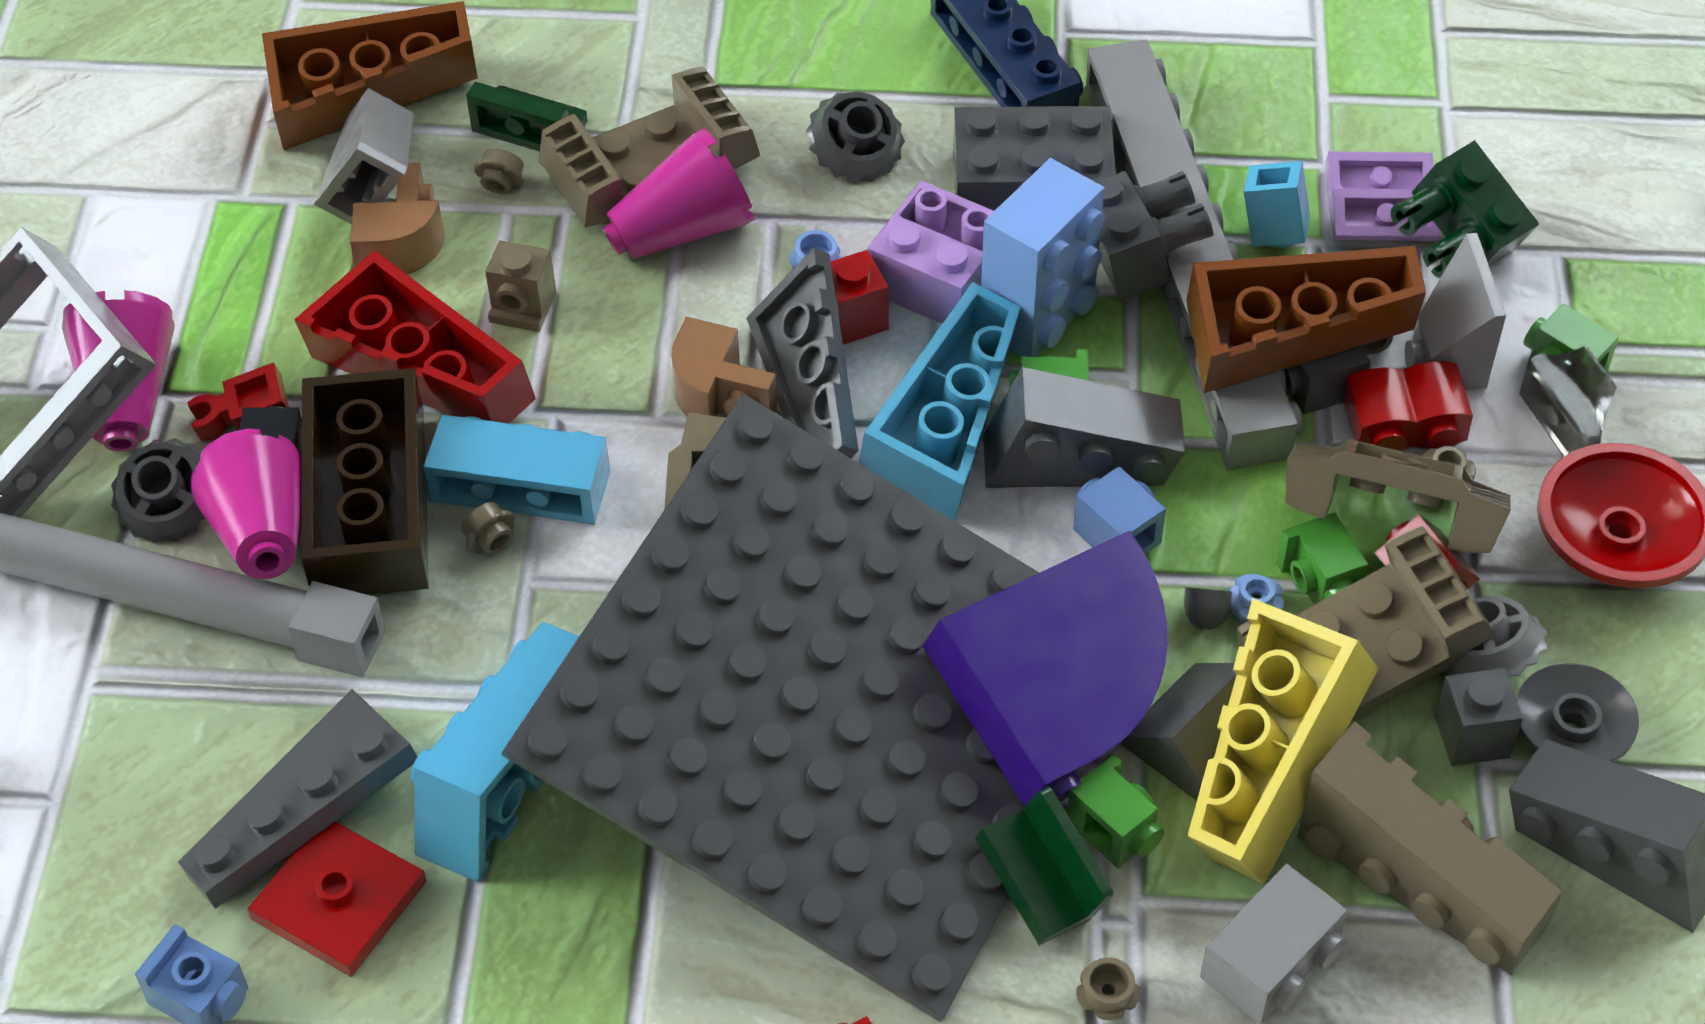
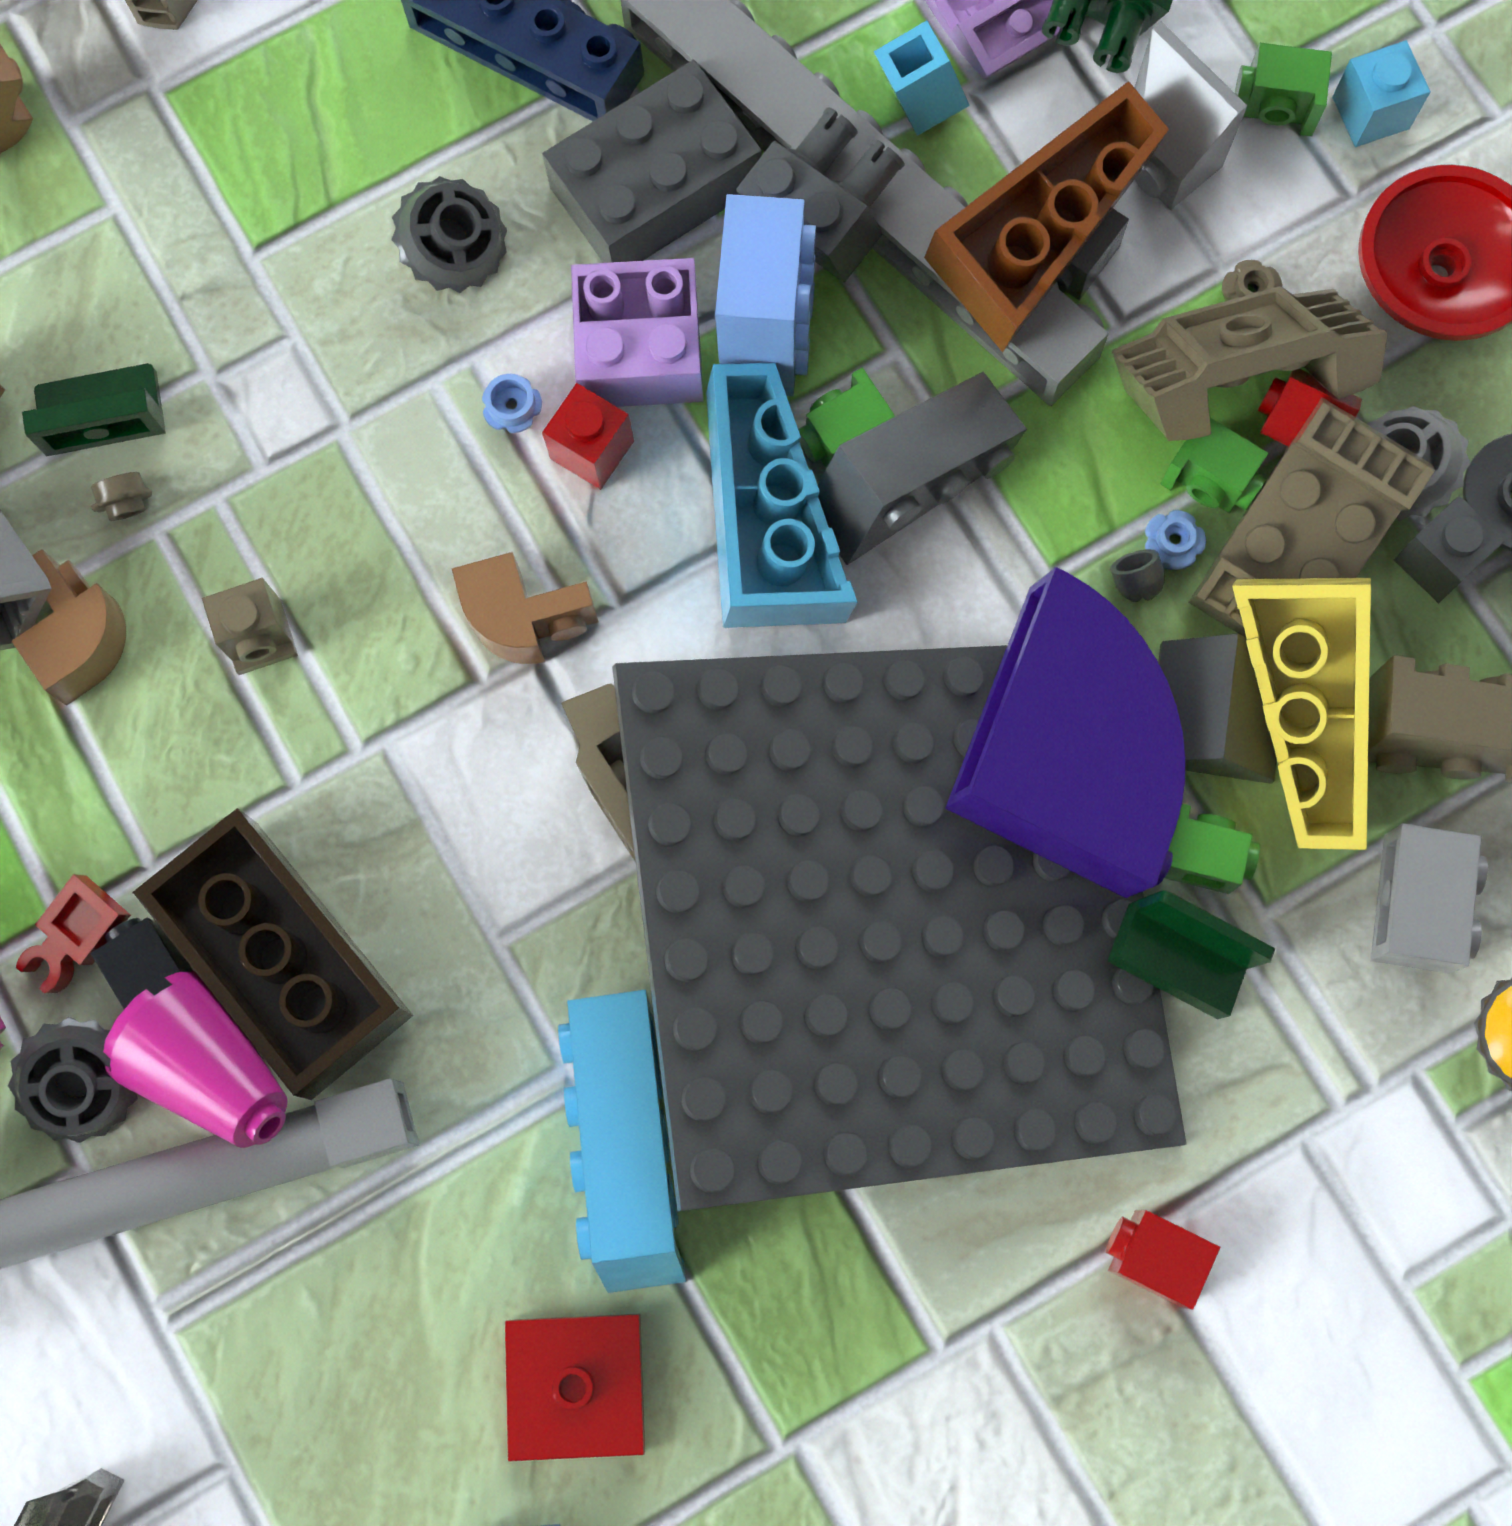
camera: 30 degrees left, 25 degrees up
(309, 789) = (470, 1308): dark grey wing -> none
(390, 322) = (188, 764): red wedge -> none
(488, 528) = (425, 918): dark tan plate -> none
(518, 468) = (403, 834): medium azure brick -> none
(606, 167) = (258, 383): dark tan plate -> none
(680, 202) = (340, 430): dark pink cone -> none
(803, 346) = (592, 536): dark grey wing -> none
(1112, 974) = (1322, 1020): dark tan plate -> none
(1118, 505) = (1001, 531): medium blue brick -> none
(1408, 406) = (1181, 244): red brick -> none
(1568, 397) = (1326, 149): clear smoke slope -> none
(1646, 391) = (1381, 93): none -> medium azure brick

